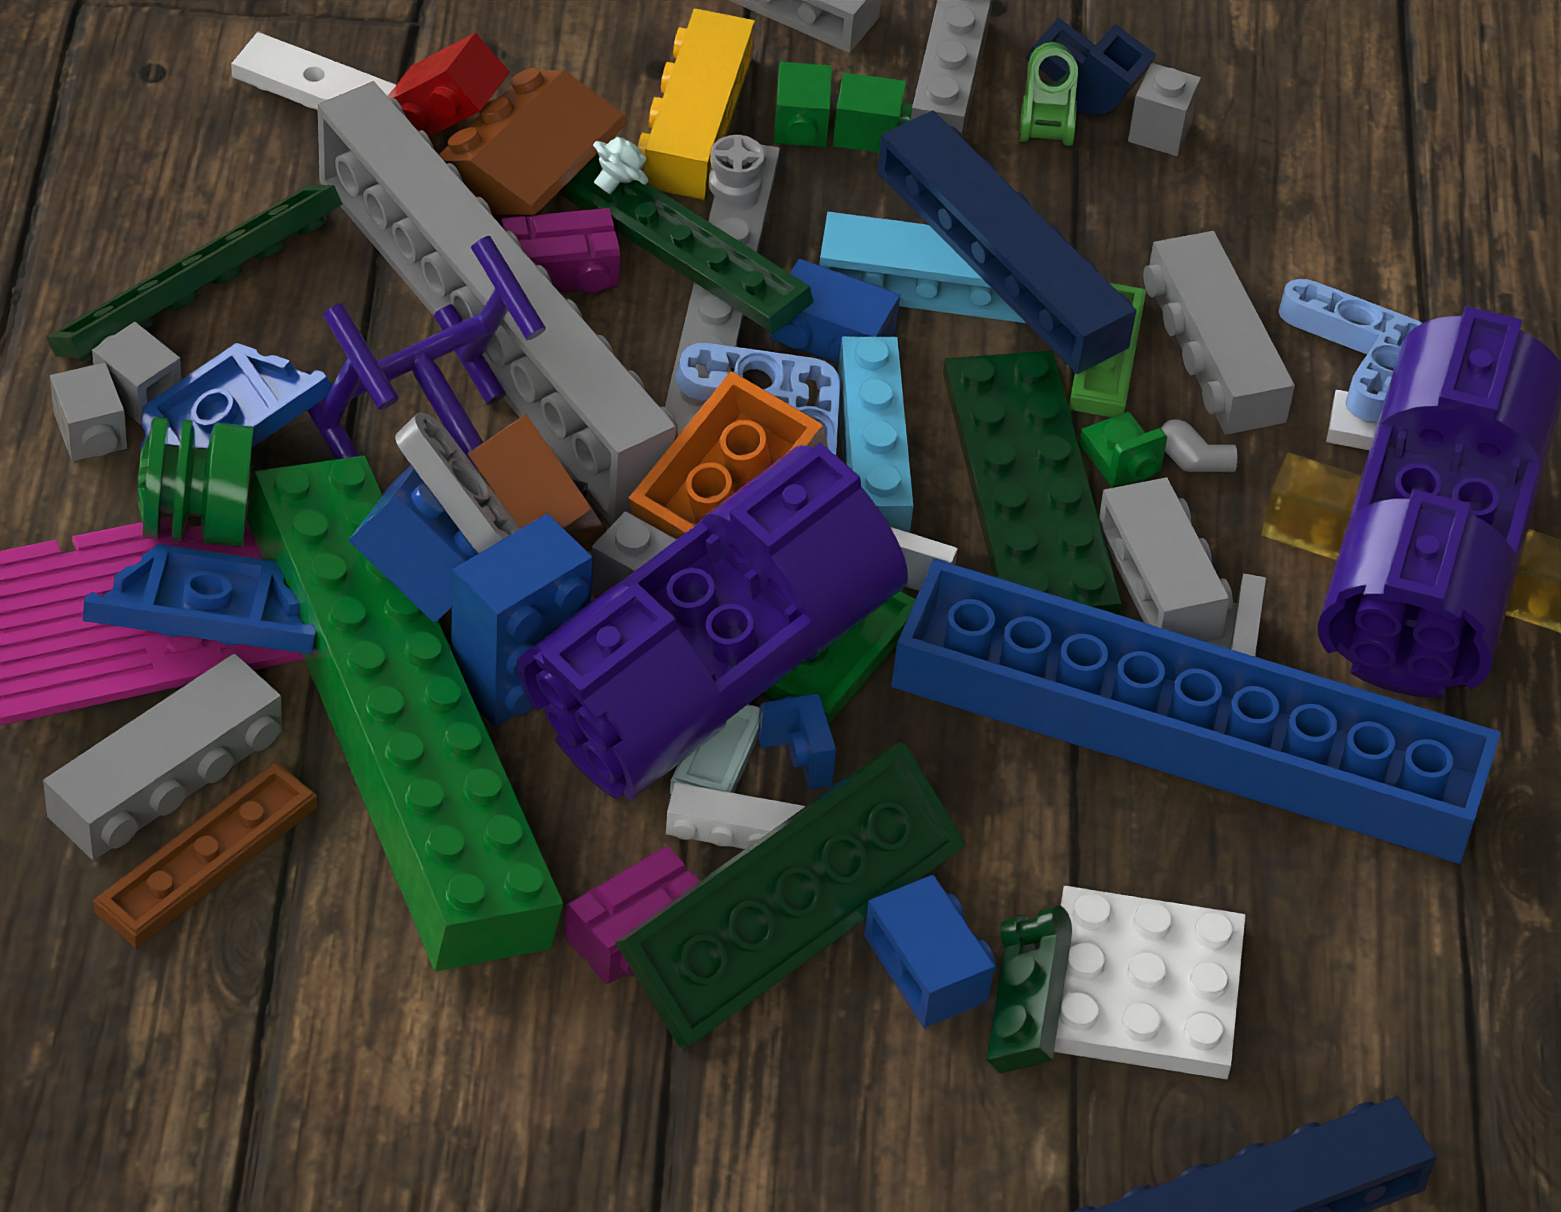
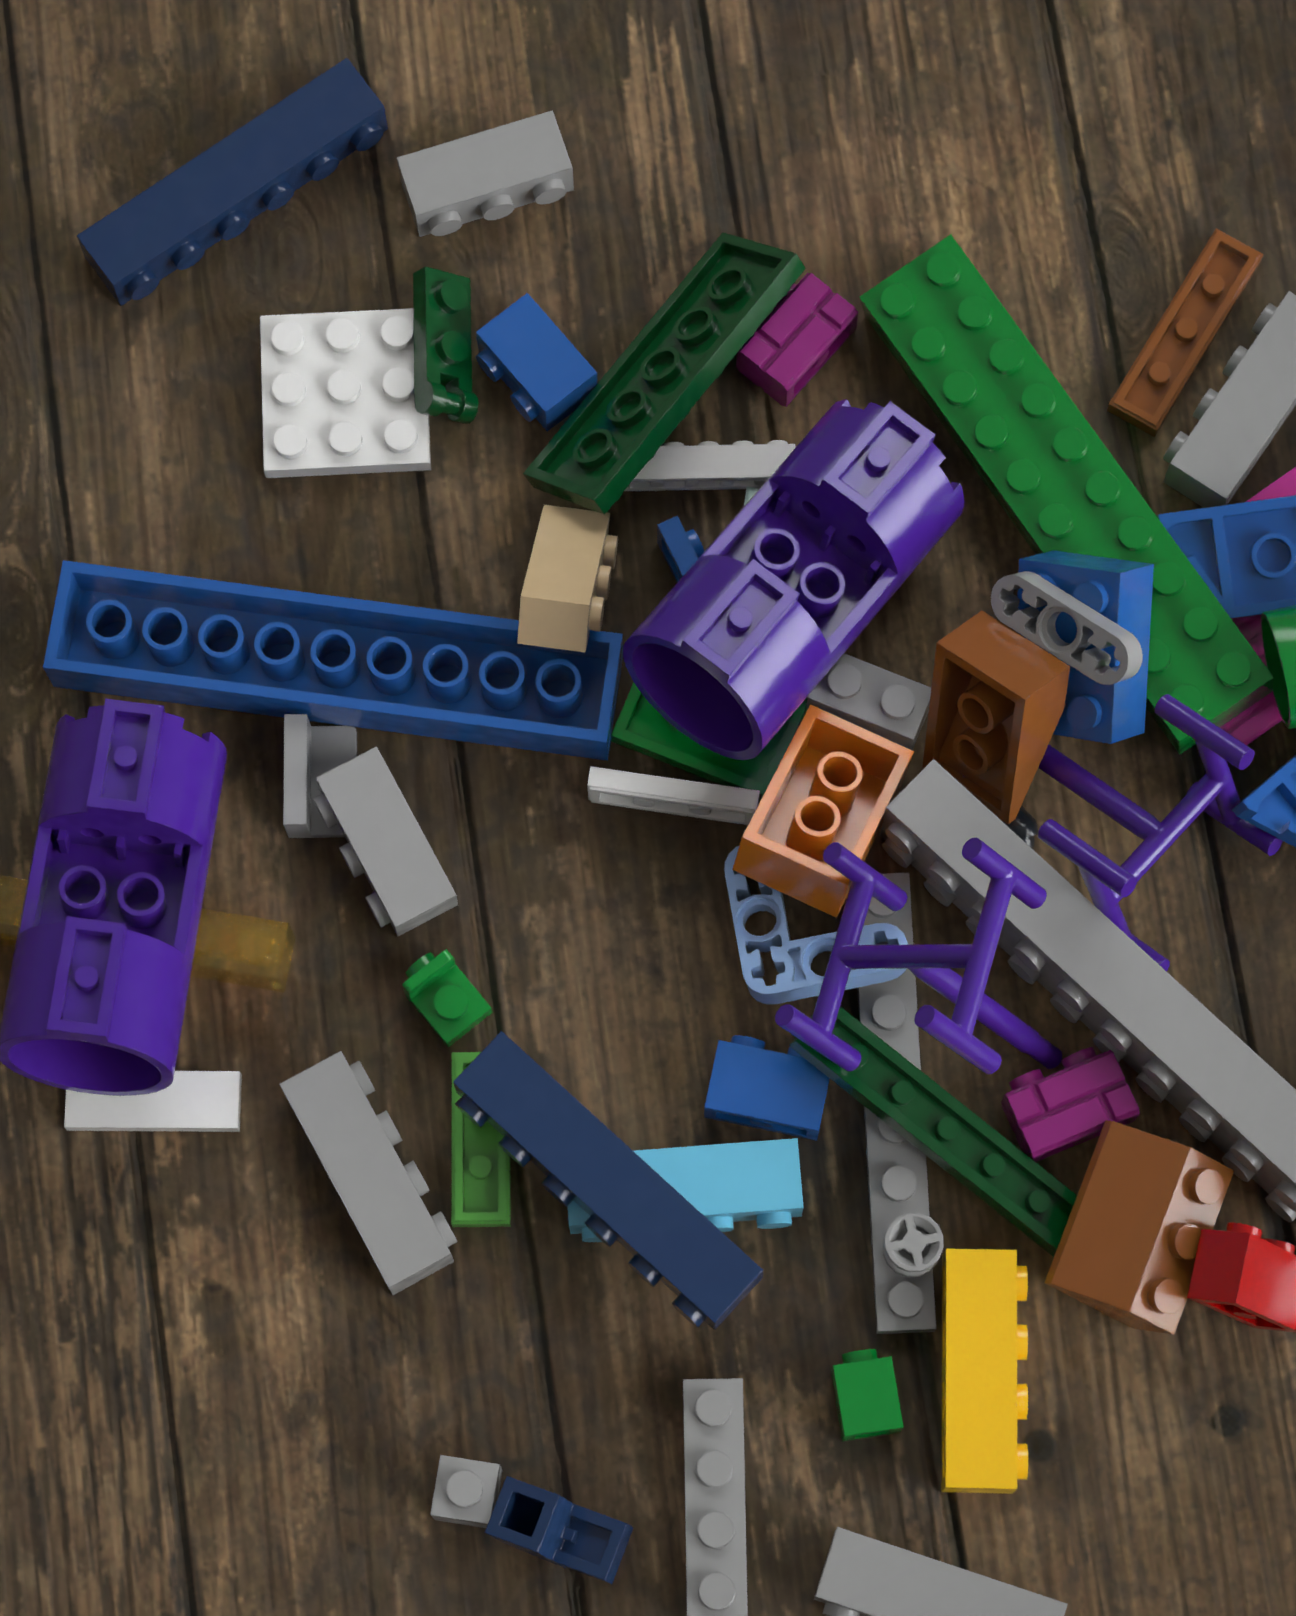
camera: 175 degrees right, 25 degrees up
(508, 604) = (968, 559): blue brick -> none
(618, 239) = (928, 963): none -> dark purple piece
(620, 163) = (1035, 1204): light aqua plant -> none
(867, 110) = (788, 1404): green brick -> none
(875, 424) = (694, 924): medium azure brick -> none
(948, 696) = (567, 579): none -> tan brick
(949, 1153) = (486, 174): none -> light grey brick
(1029, 476) = (533, 927): dark green plate -> none
(1049, 99) = (596, 1470): bright green piece -> none
(1193, 453) = (378, 1012): light grey arm -> none
(1379, 335) = (199, 1212): light blue beam -> none

